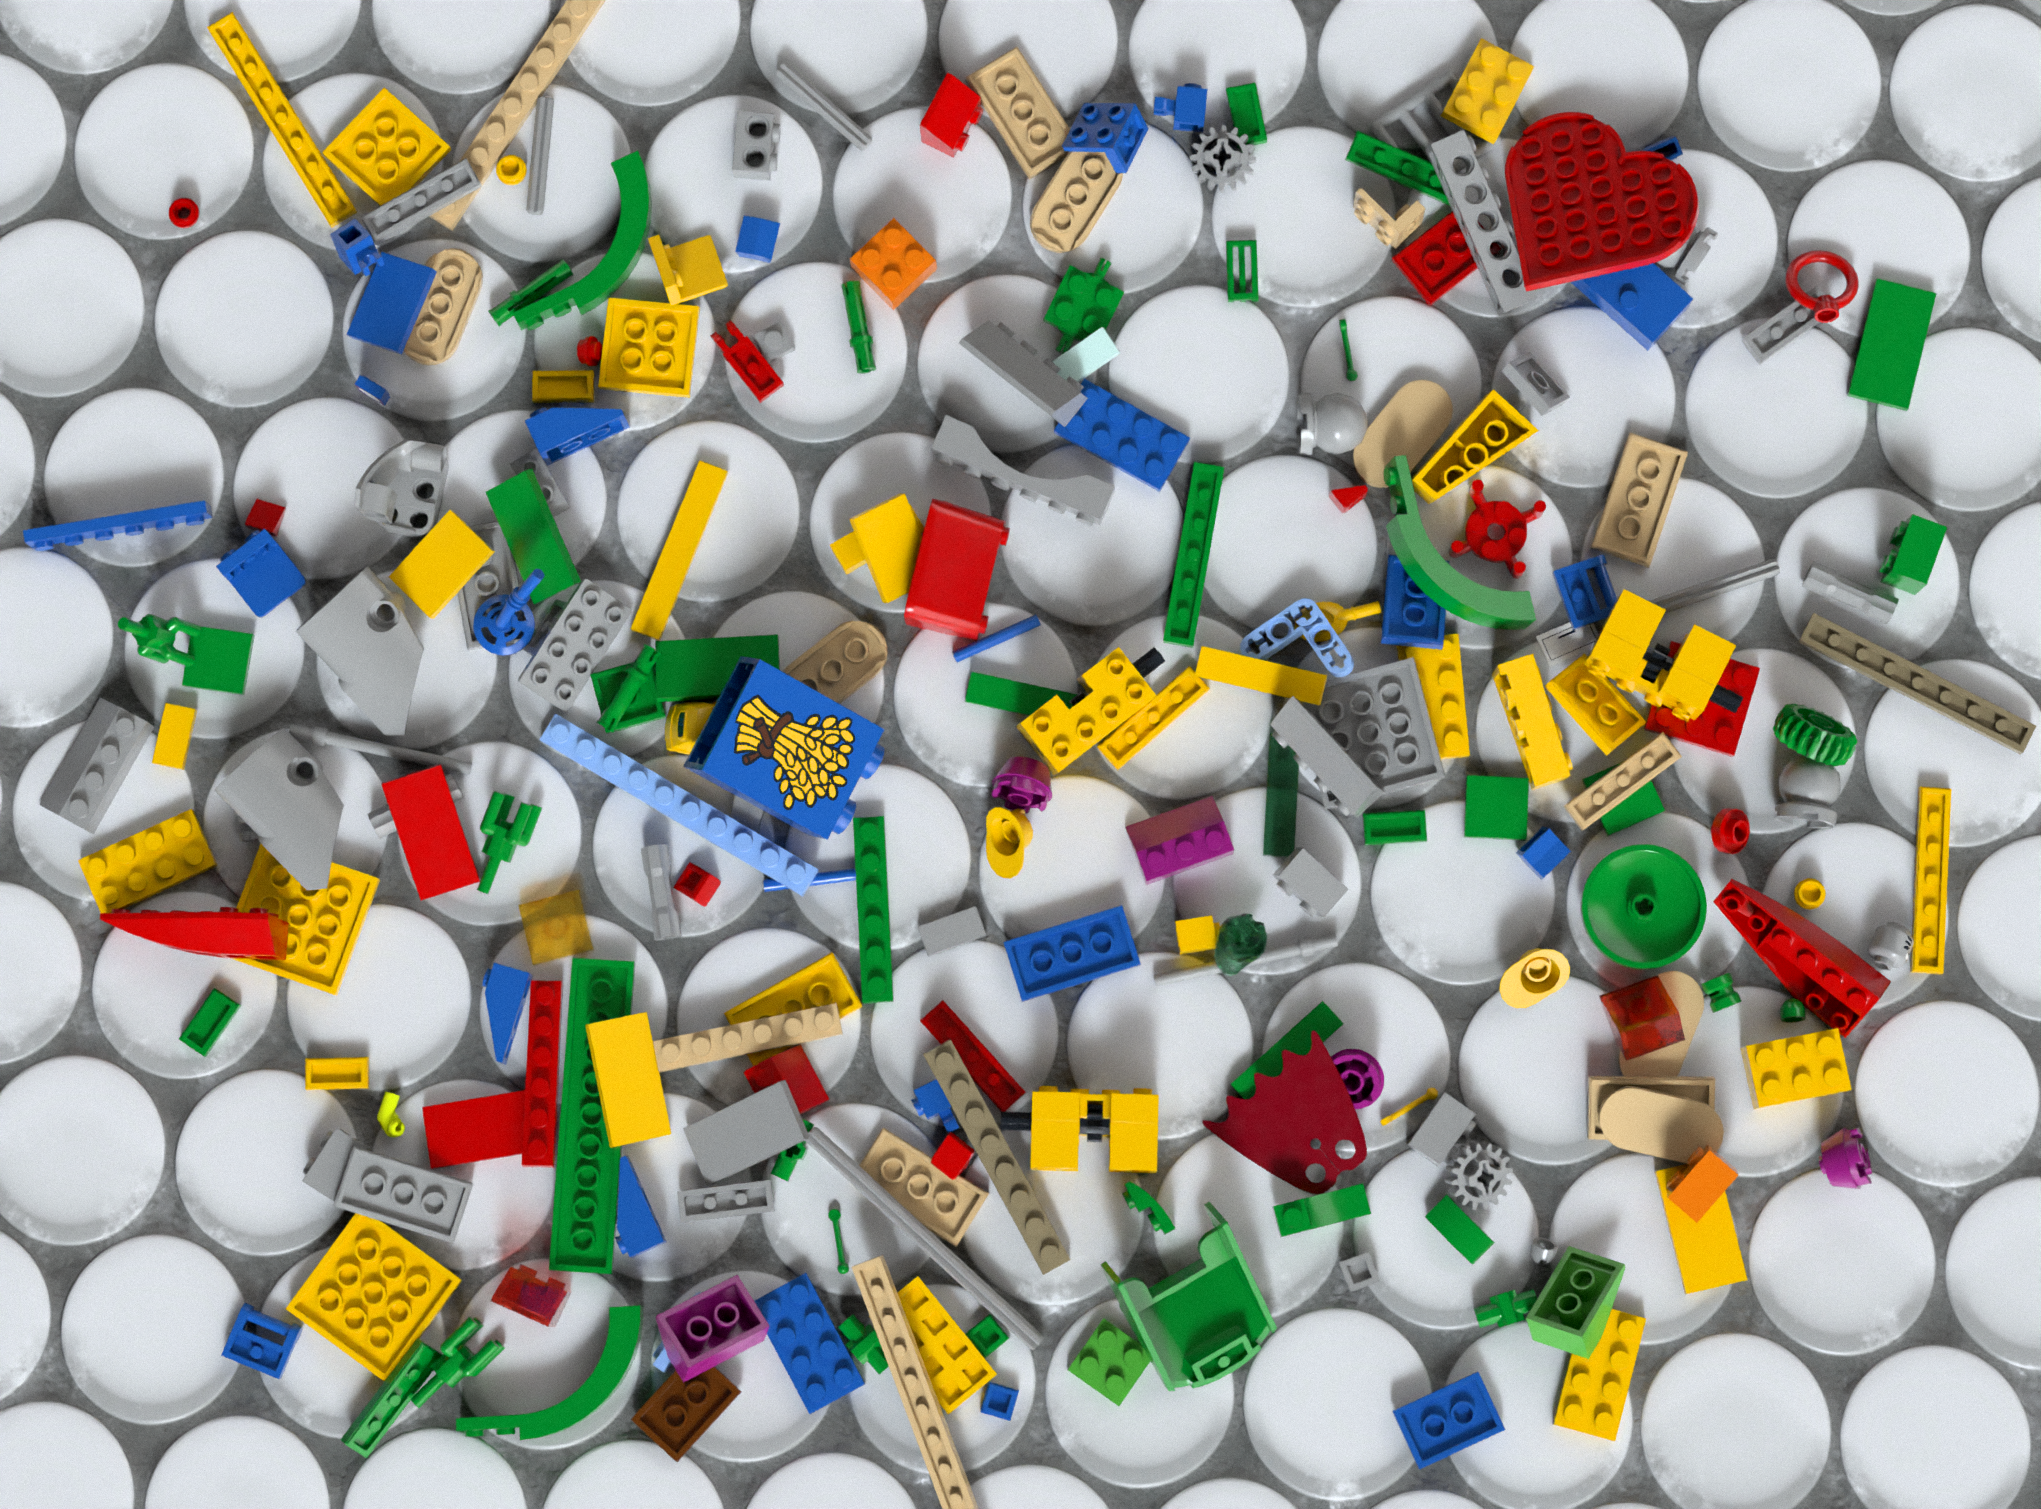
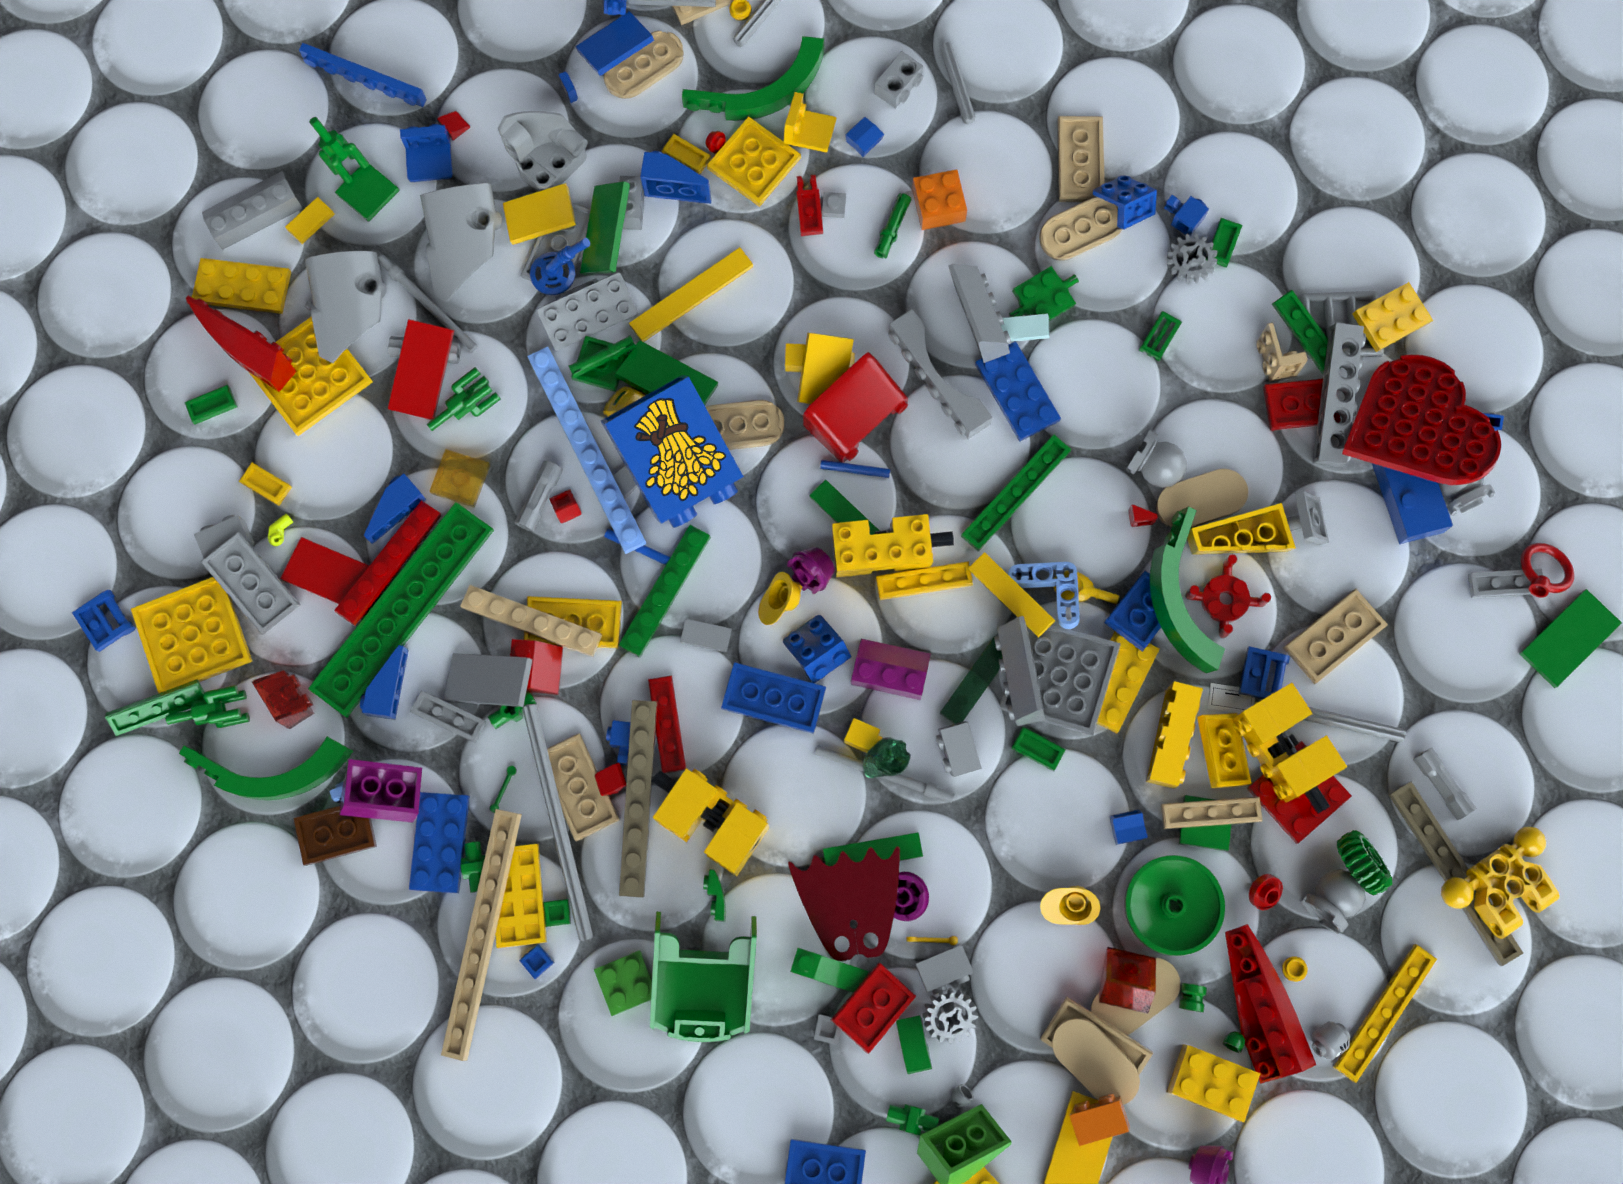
camera: 30 degrees right, 5 degrees down
(517, 300) = (730, 86): green pin -> none
(628, 1079) = (437, 599): yellow tile -> none
(950, 116) = (1033, 130): red slope -> none
(1083, 868) = (817, 648): none -> blue bracket
(1351, 374) = (1192, 442): green hinge -> none
(1392, 1218) = (873, 1008): none -> red tile
(1496, 807) = (1114, 778): green tile -> none
(1913, 554) = (1505, 783): green brick -> none
(2013, 652) = (1503, 916): none -> yellow connector

